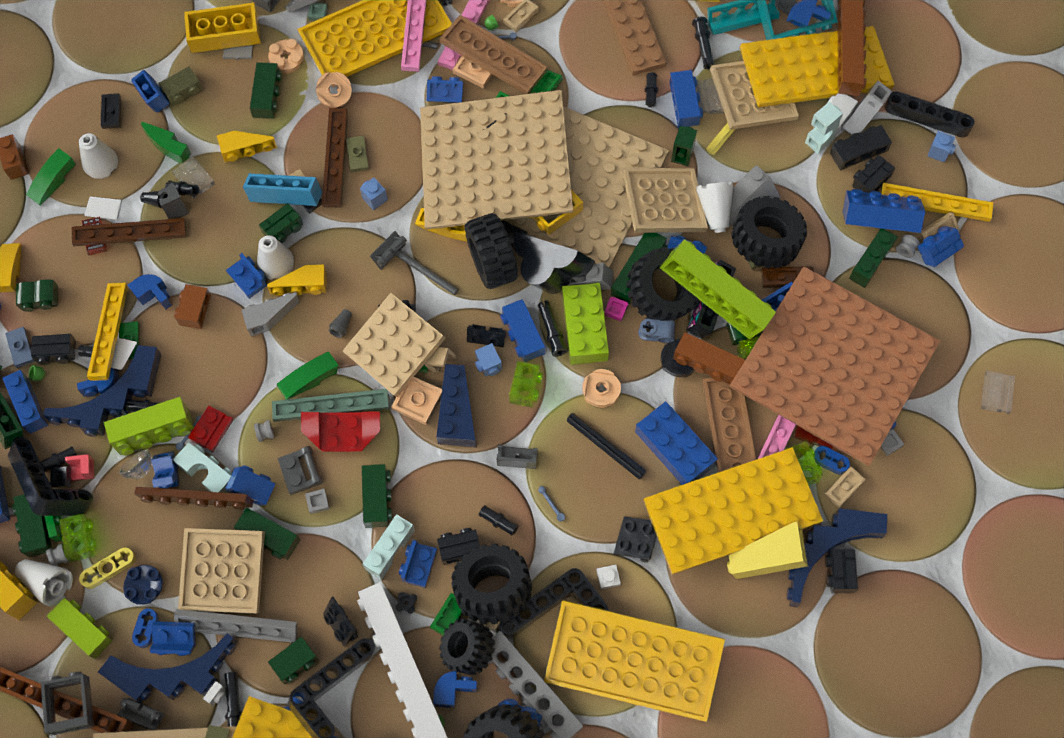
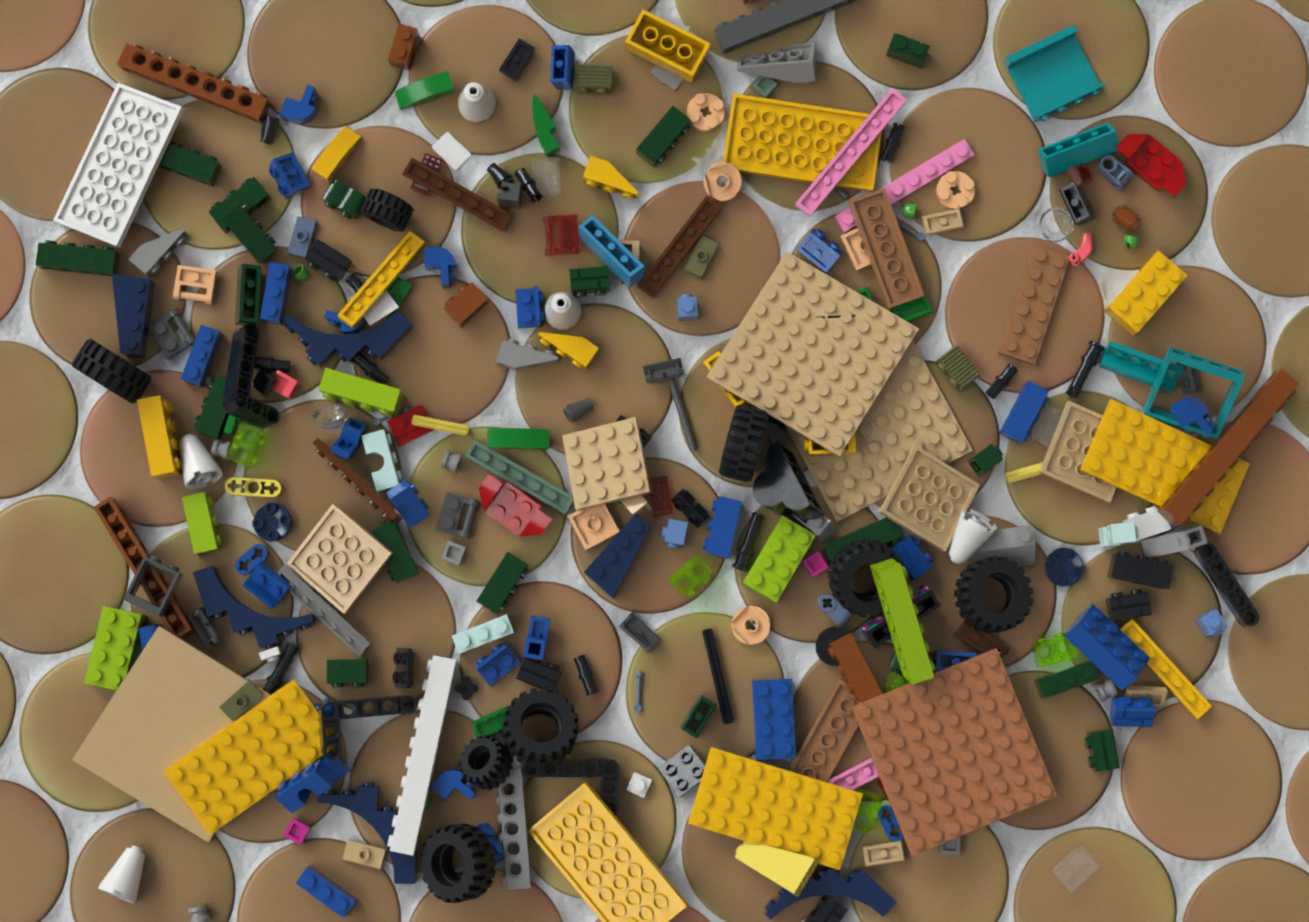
camera: 30 degrees right, 15 degrees up
(76, 275) = (387, 210): none -> black tyre
(234, 409) = (441, 425): none -> light yellow axle
(239, 203) = (567, 235): none -> clear red plate
(435, 516) = (537, 637): none -> blue brick
(457, 344) = (660, 497): none -> clear red tile
(611, 101) = (958, 368): none -> olive brick
(614, 484) = (698, 716): none -> dark green brick
(803, 183) = (1064, 567): none -> dark blue dish
(849, 246) = (1055, 654): none -> clear neon green brick
(942, 290) = (1102, 750): none -> dark green brick

